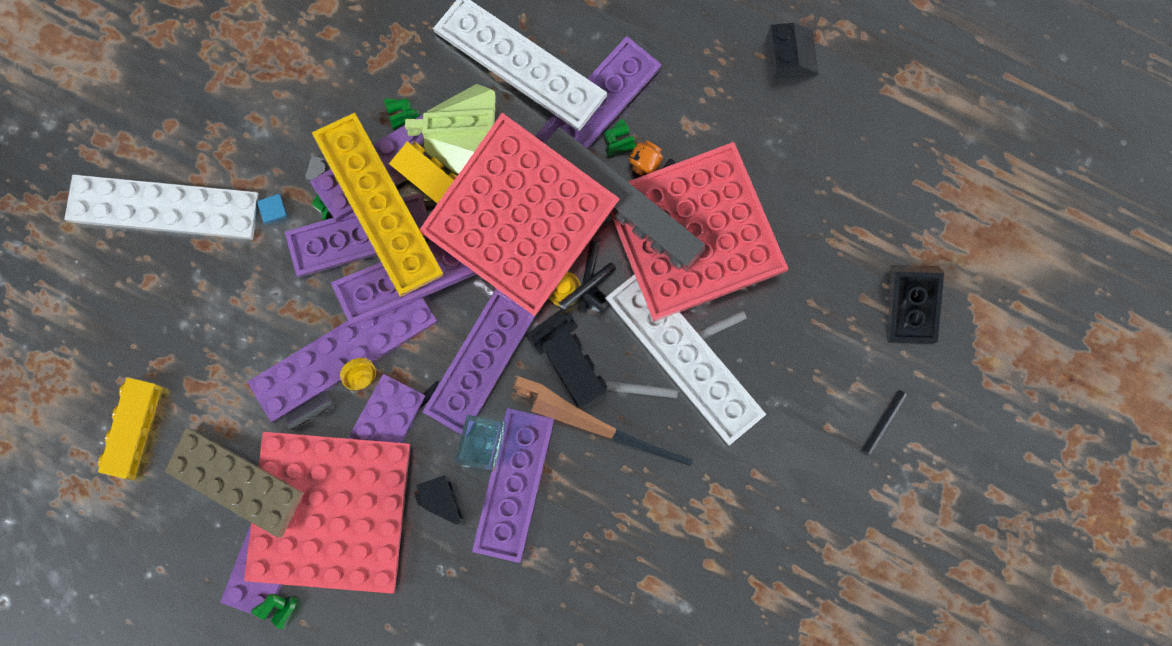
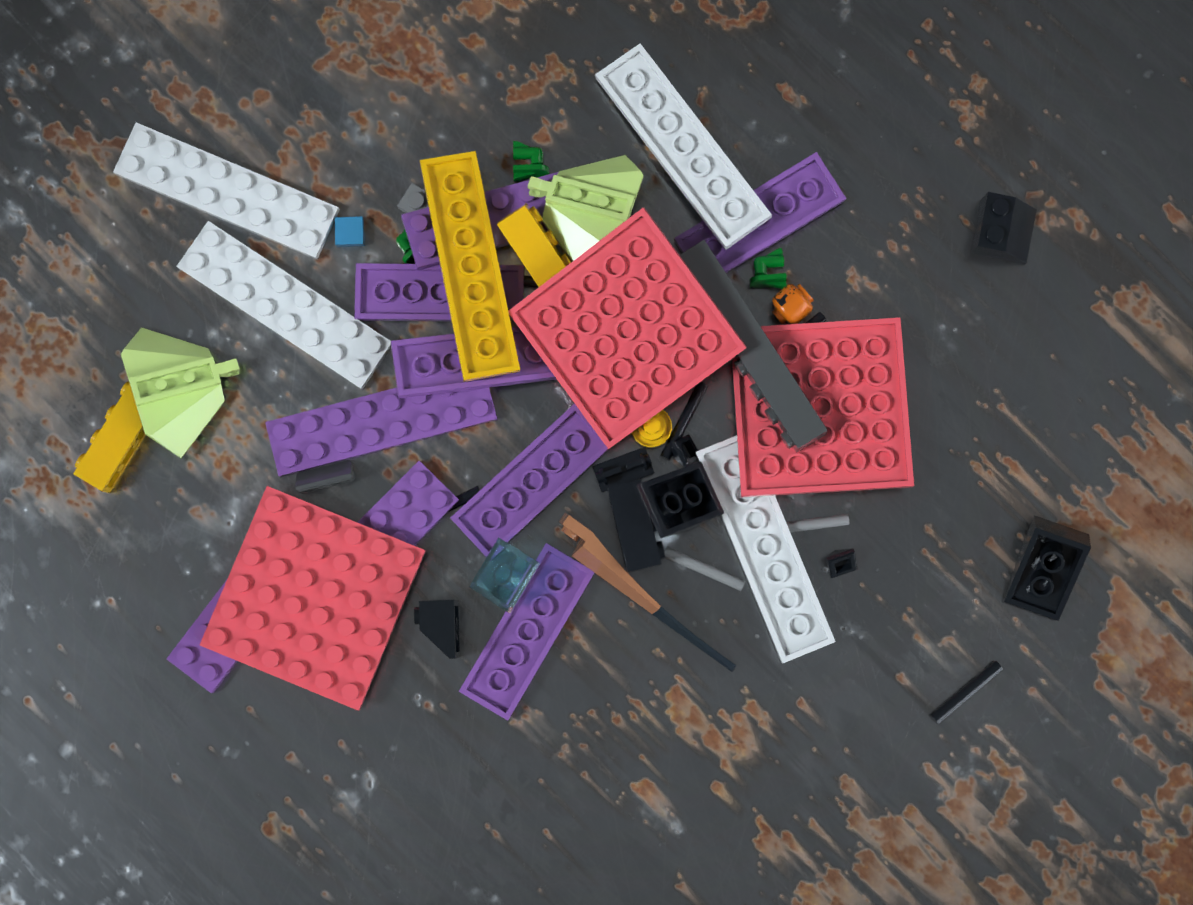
camera: 20 degrees right, 5 degrees up
(163, 376) = (174, 387): none -> yellowish green panel
(234, 482) = (219, 532): dark tan plate -> none
(236, 283) = (285, 305): none -> white plate
(284, 606) = (234, 688): green piece -> none
(358, 373) = (391, 452): yellow plate -> none
(587, 285) = (679, 432): black bar -> none
(605, 337) = (680, 500): none -> black slope
(750, 349) = (841, 562): none -> black slope

